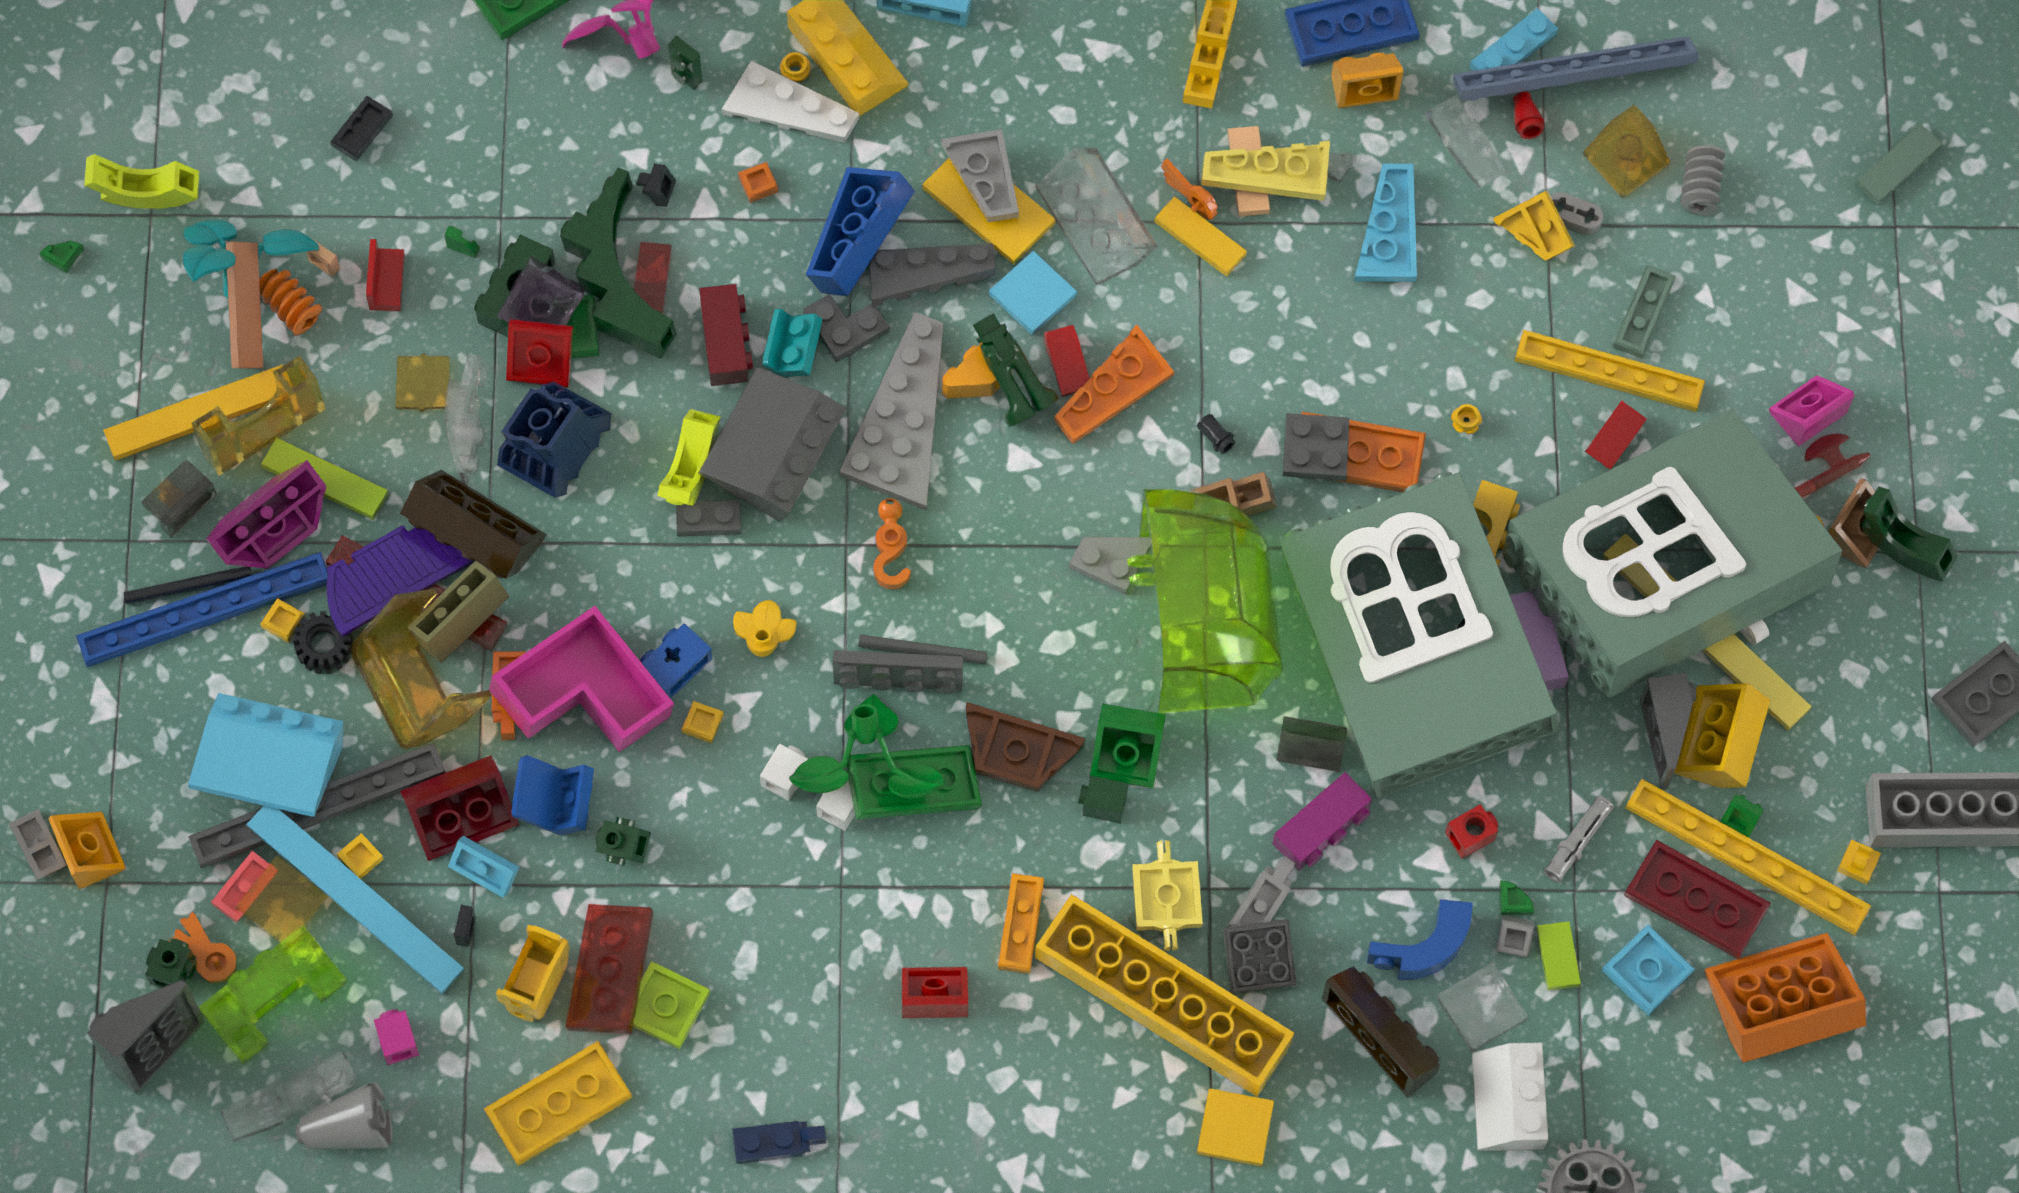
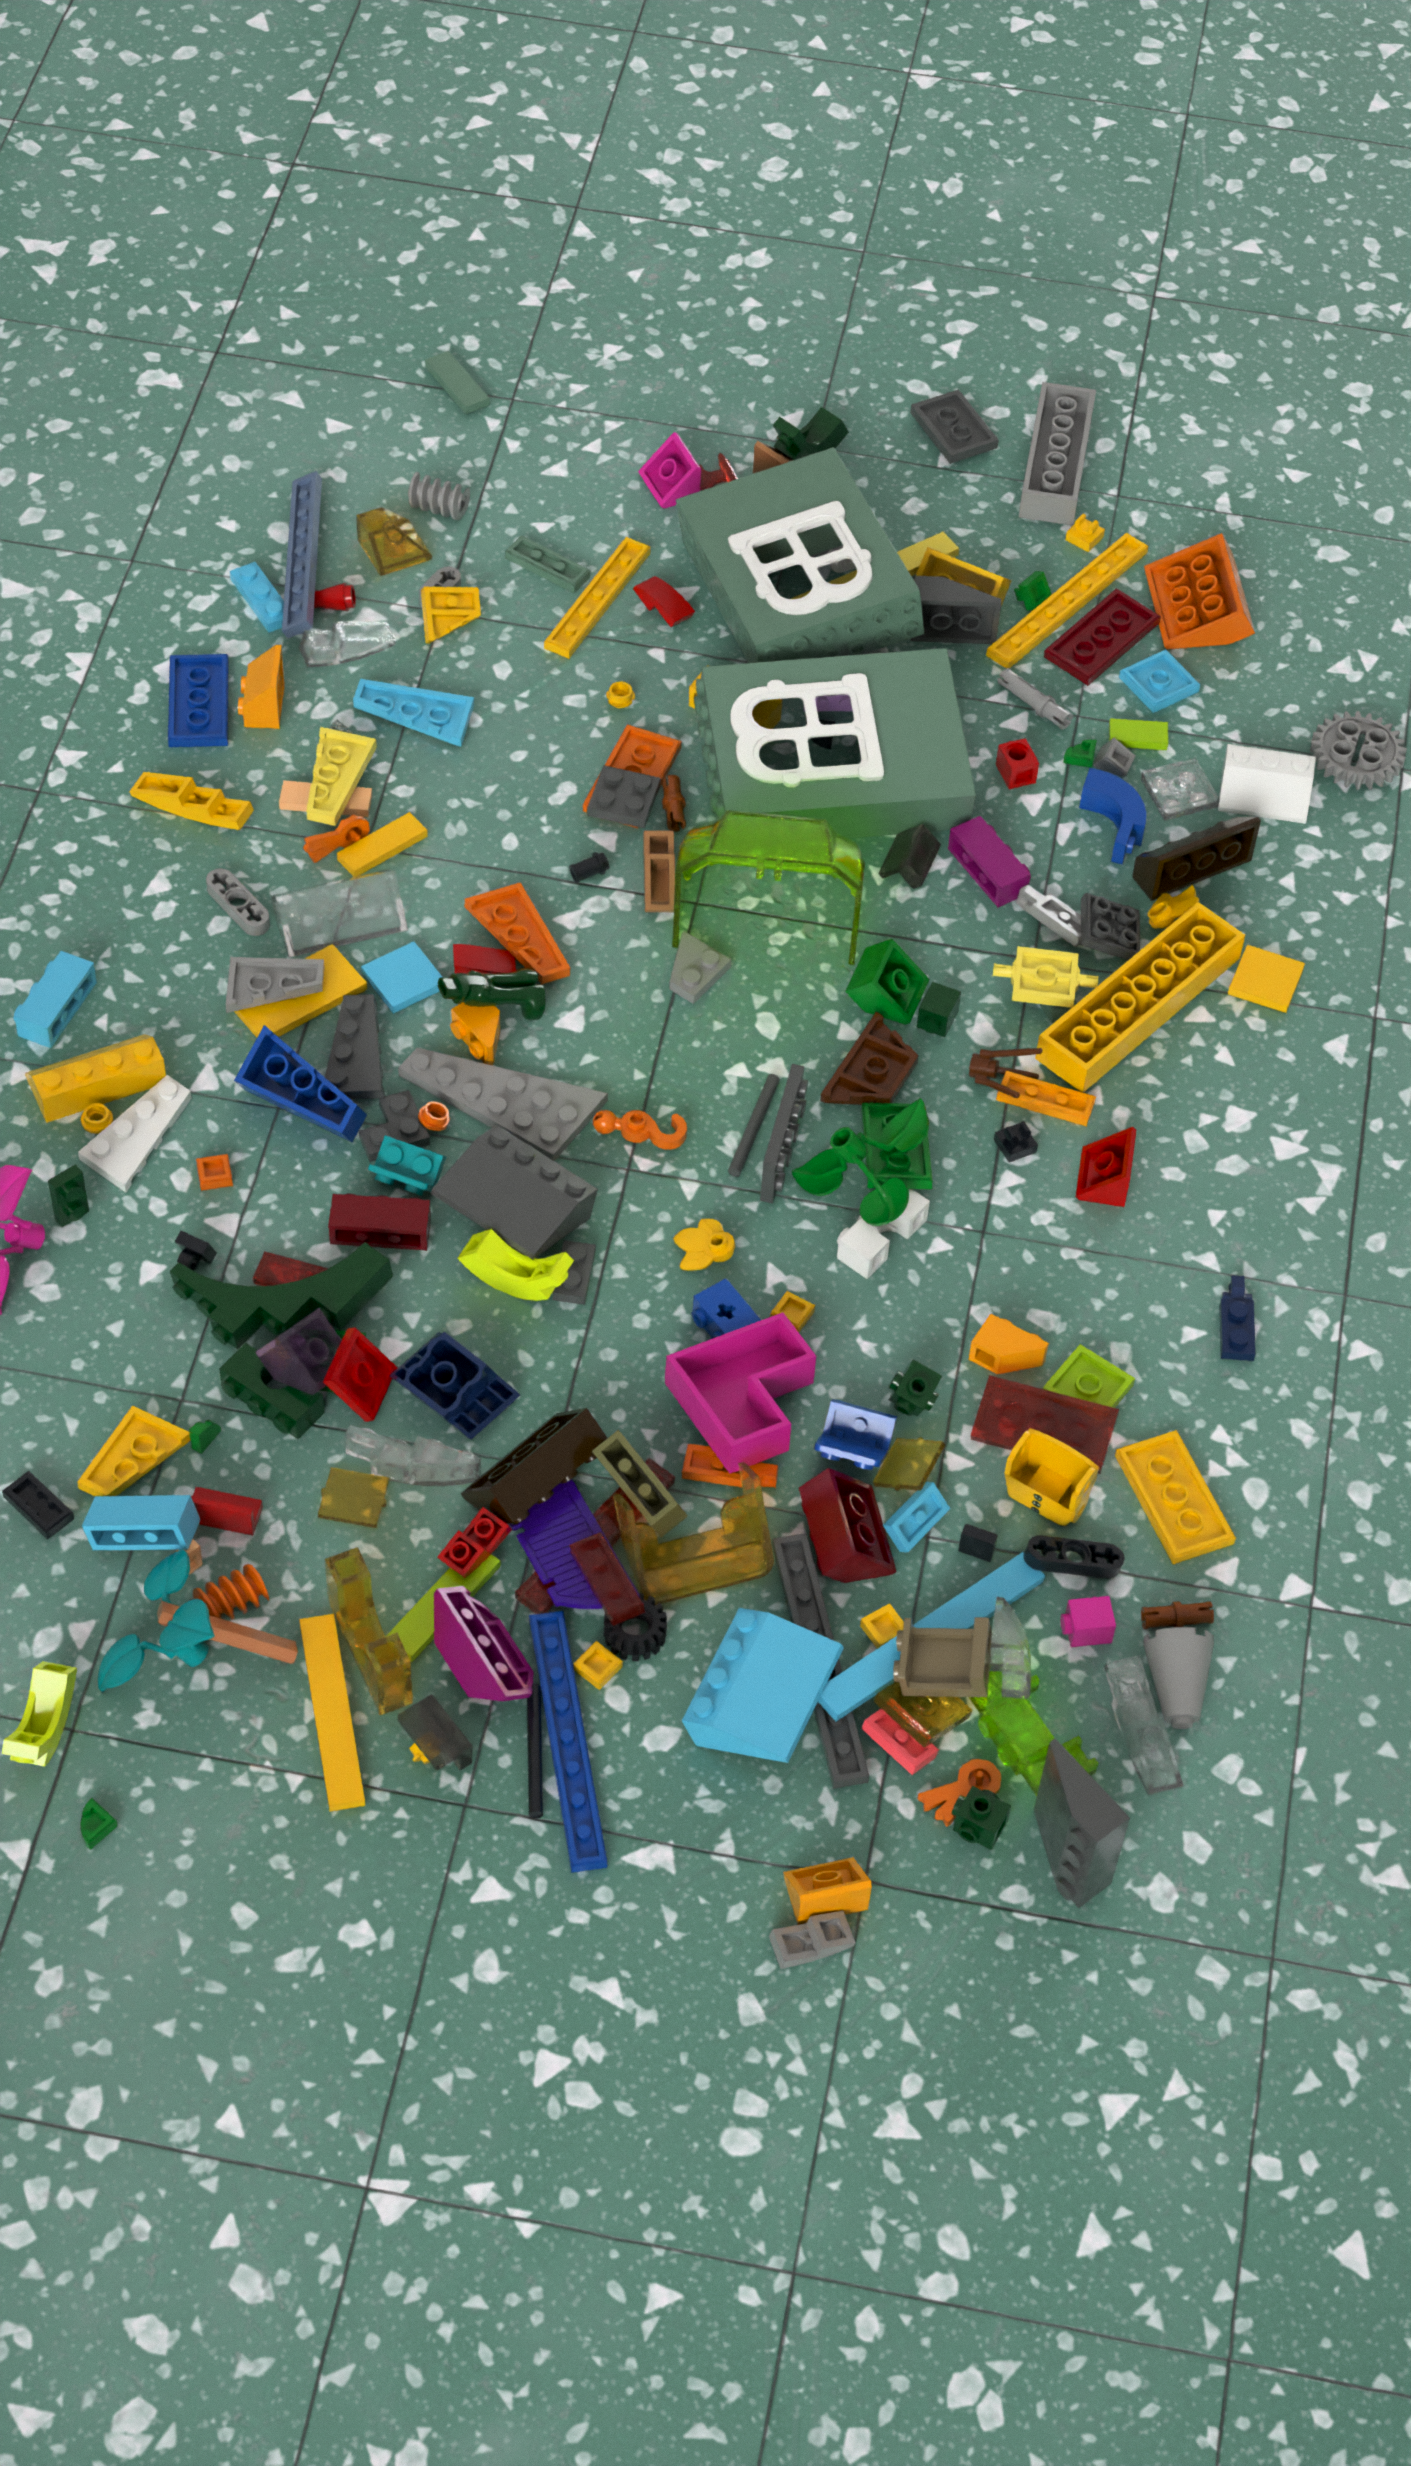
camera: 80 degrees left, 15 degrees down
(312, 902) = (944, 1660): none -> dark tan panel
(332, 960) = (1010, 1651): none -> clear slope
(346, 211) = (141, 1522): none -> medium azure brick
(353, 603) = (607, 1578): none -> clear red tile
(378, 488) = (476, 1543): none -> red slope
(421, 1118) = (1177, 1615): none -> dark orange pin
(428, 187) = (131, 1452): none -> yellow wing
(470, 989) = (1062, 1564): none -> black beam
(540, 851) = (908, 1464): none -> clear yellow piece
(693, 919) = (1006, 1348): none -> light orange slope
(868, 349) = (434, 1116): none -> orange plate
(956, 900) = (1015, 1142): none -> black tile
(1040, 858) = (984, 1067): none -> reddish brown plant
(1093, 109) = (239, 914): none -> light grey beam
(1303, 1015) = (1168, 908): none -> yellow plate
(1327, 498) = (673, 803): none -> dark orange pin

